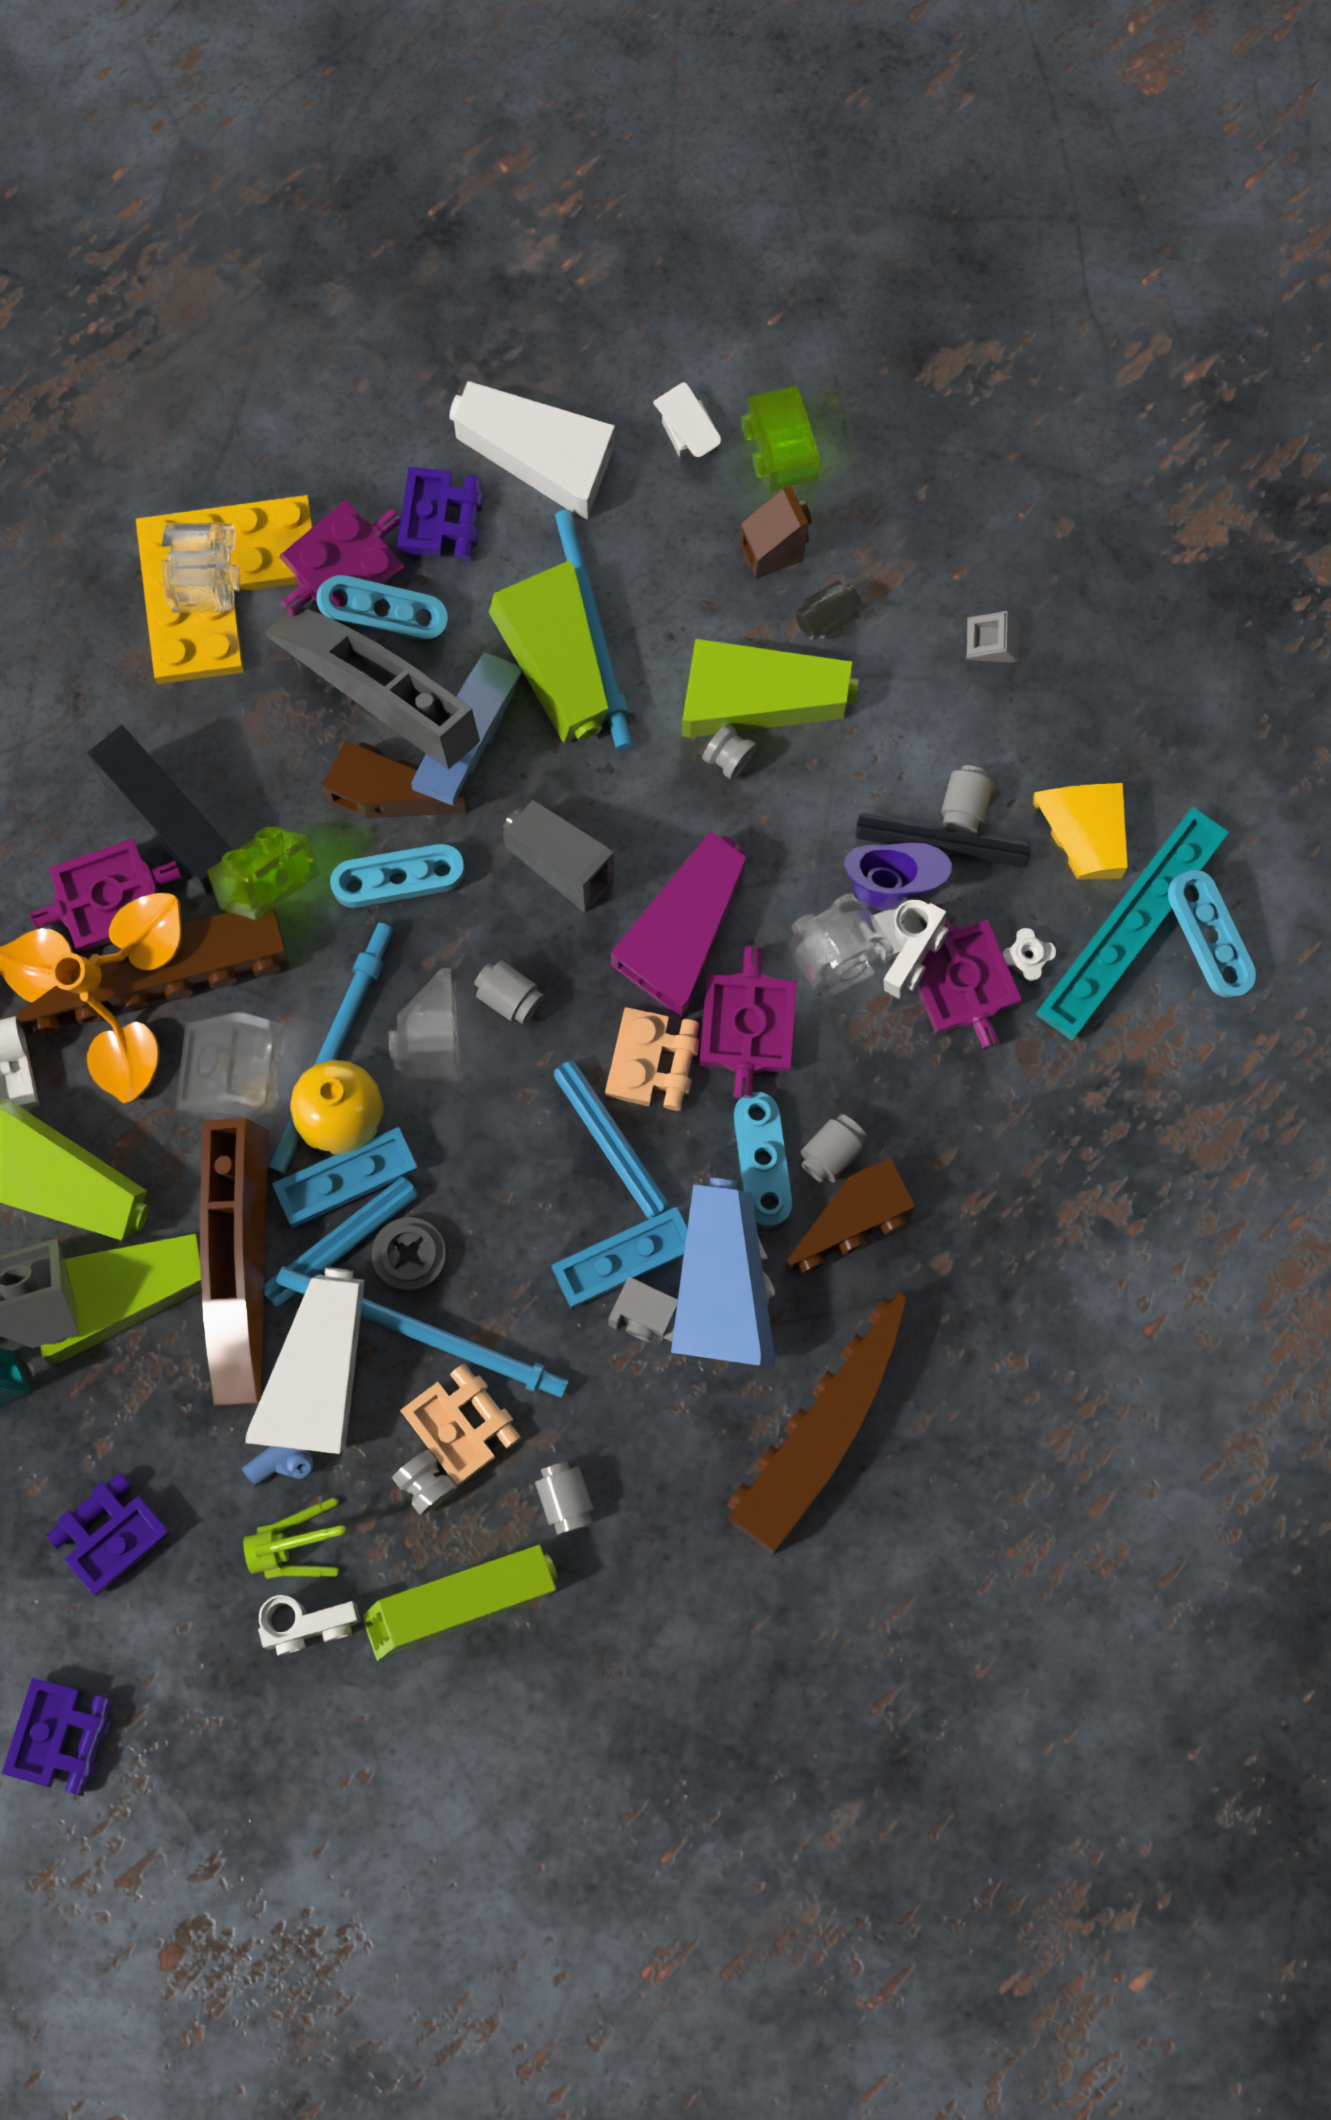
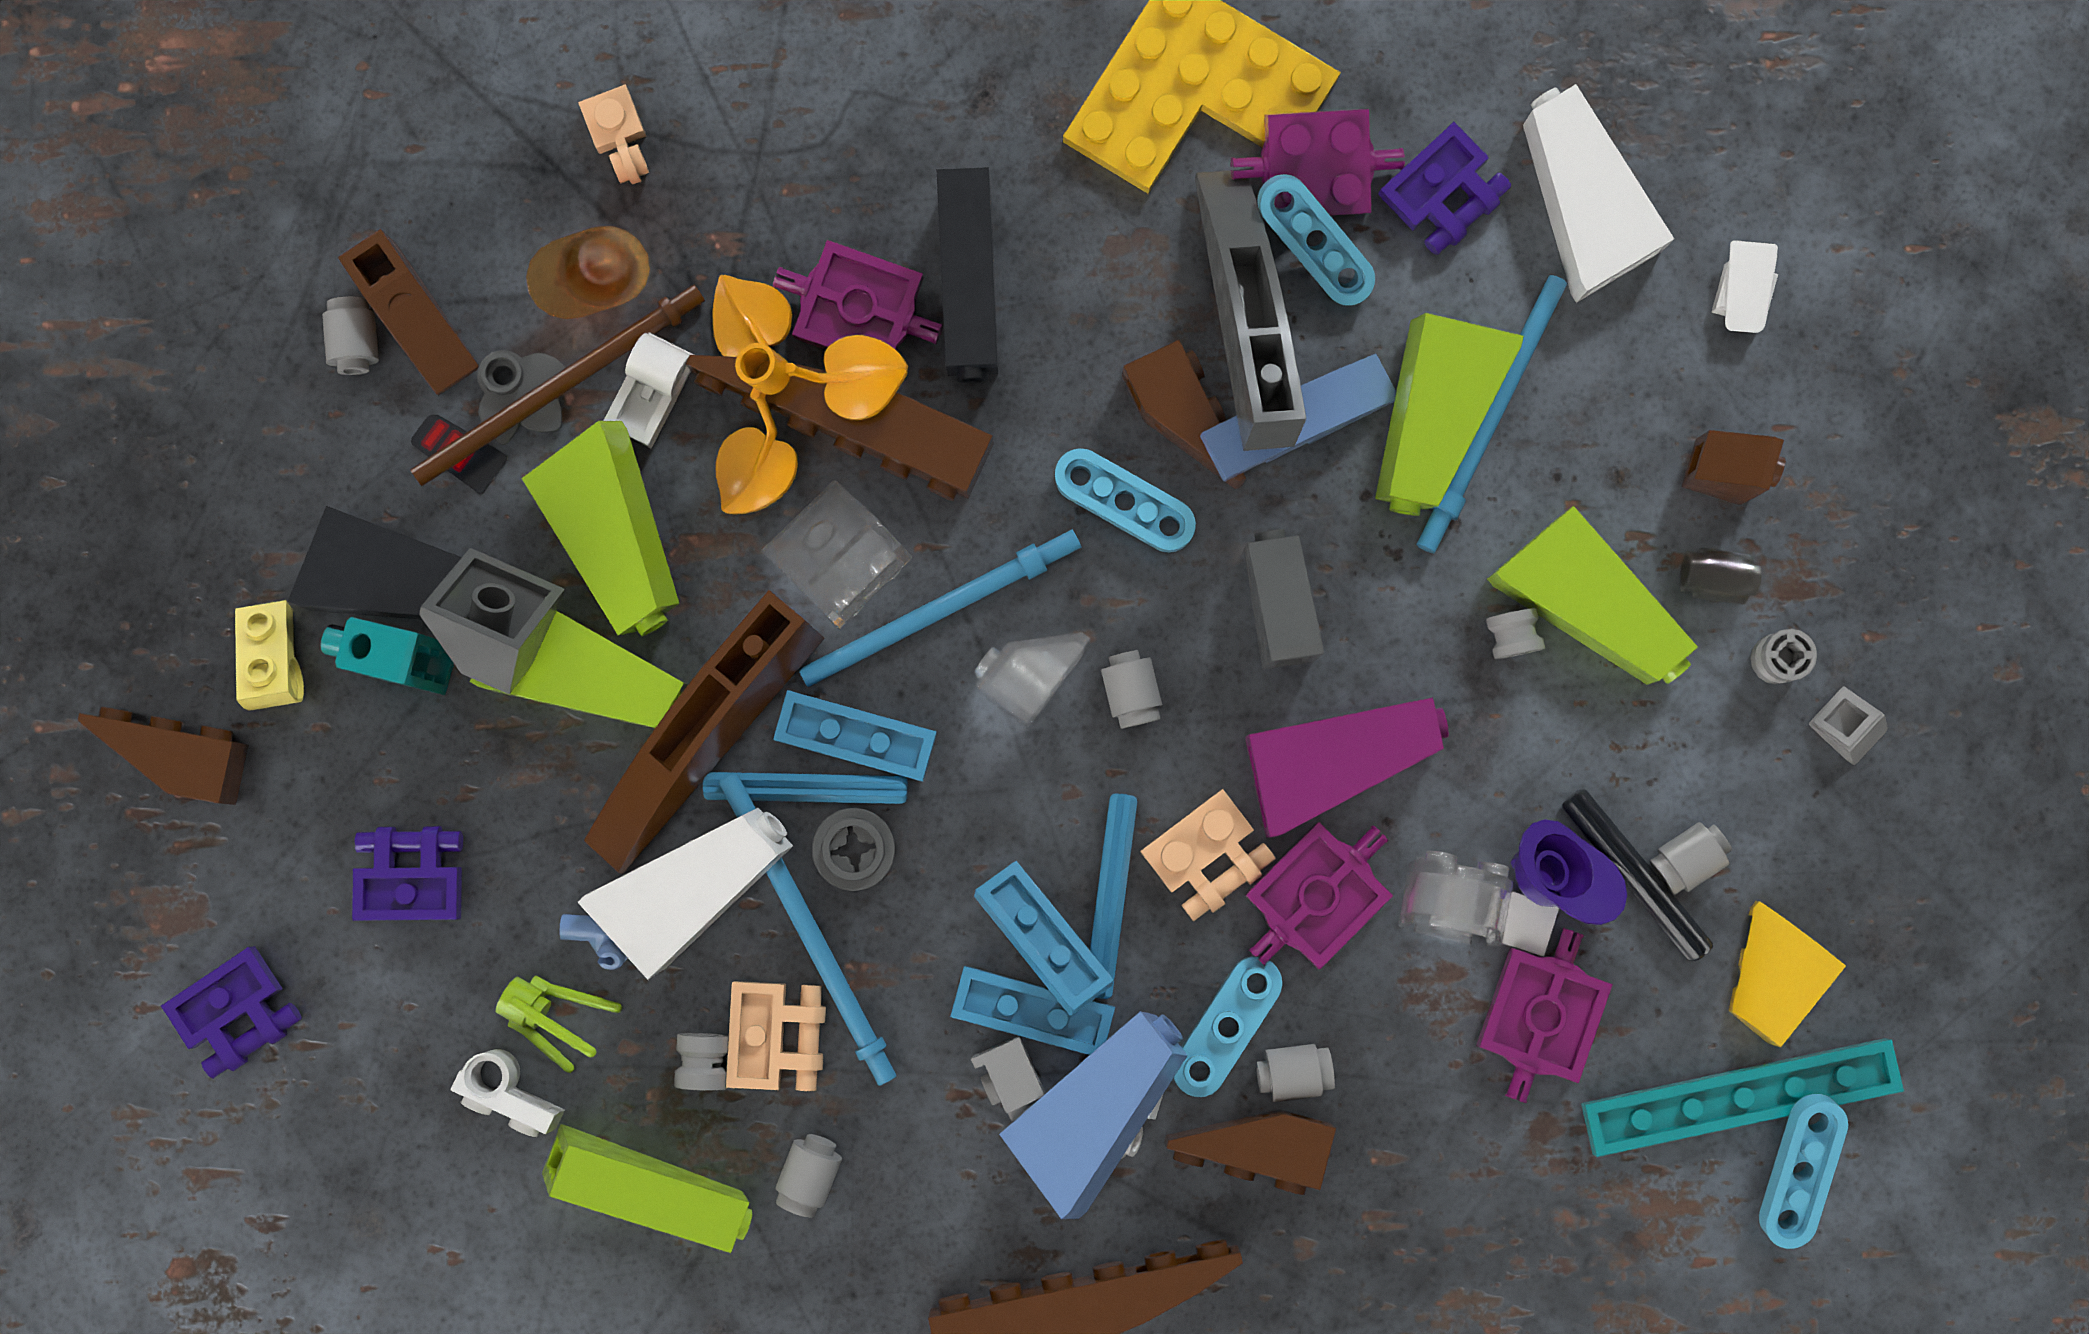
camera: 45 degrees right, 10 degrees up
(199, 567) = (1181, 71): clear brick -> none
(263, 872) = (1006, 404): clear neon green brick -> none
(336, 1106) = (896, 670): yellow cylinder -> none
(588, 1200) = (1043, 938): none -> dark azure plate
(781, 438) = (1819, 375): clear neon green brick -> none
(907, 967) = (1499, 973): white plate -> none
(913, 637) = (1771, 657): none -> light grey wheel
(1029, 967) = (1611, 1034): white plate -> none

